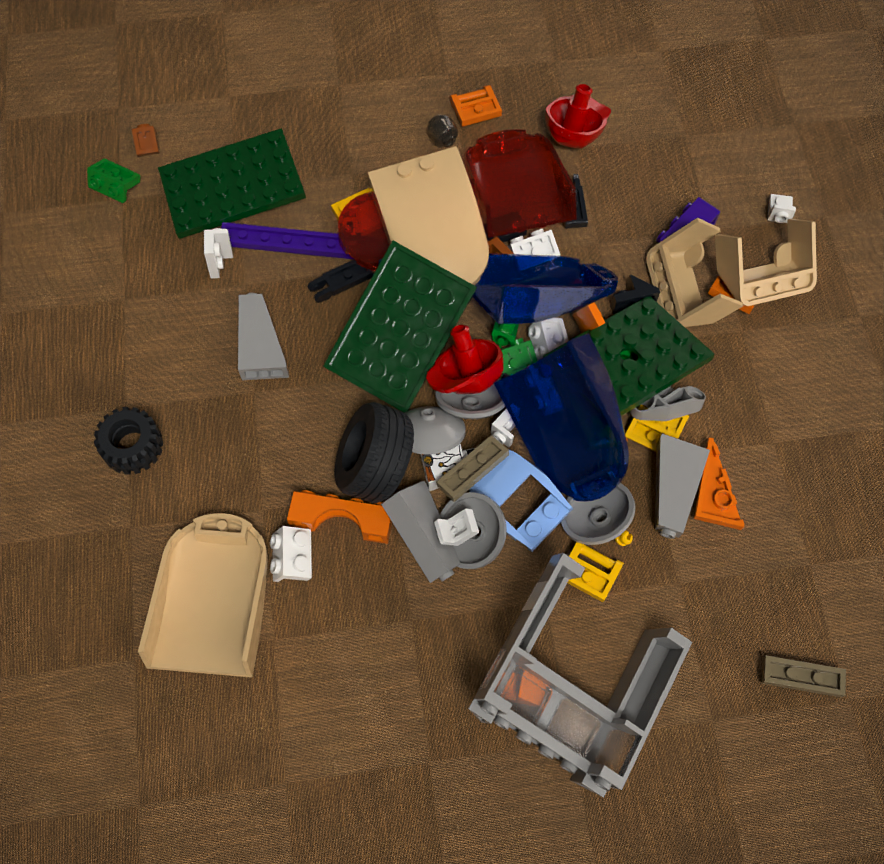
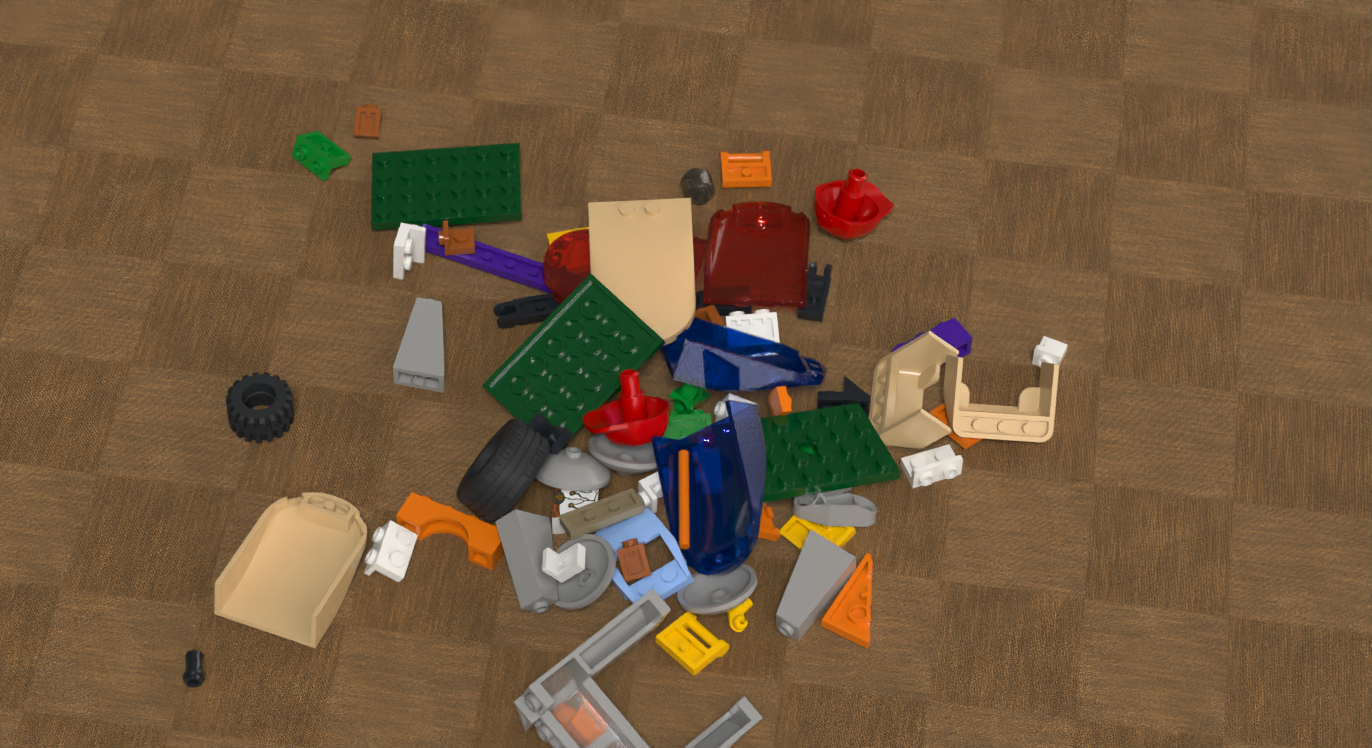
camera: 15 degrees right, 15 degrees down
(143, 735) = (193, 675): none -> black pin
(257, 231) = (457, 240): none -> dark orange bracket
(401, 401) = (556, 435): none -> black slope
(517, 507) = (633, 559): none -> dark orange bracket
(538, 431) = (684, 515): none -> orange bar
(728, 336) = (931, 466): none -> white bracket

